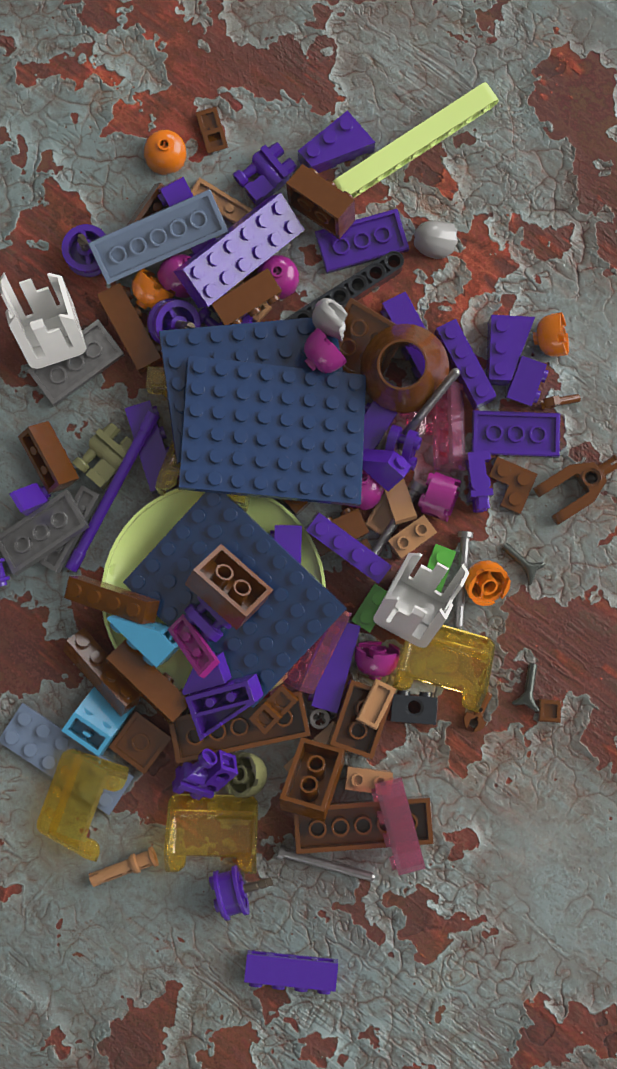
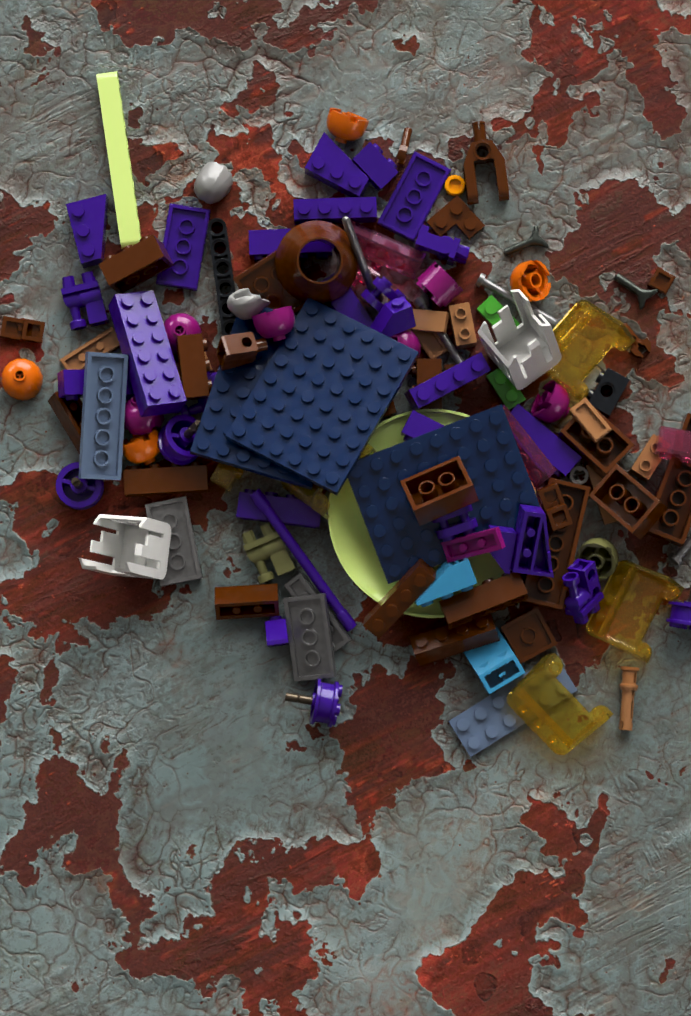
camera: 60 degrees left, 0 degrees up
(280, 331) = (239, 349): none -> reddish brown torso
(545, 467) = (454, 185): none -> light orange tile

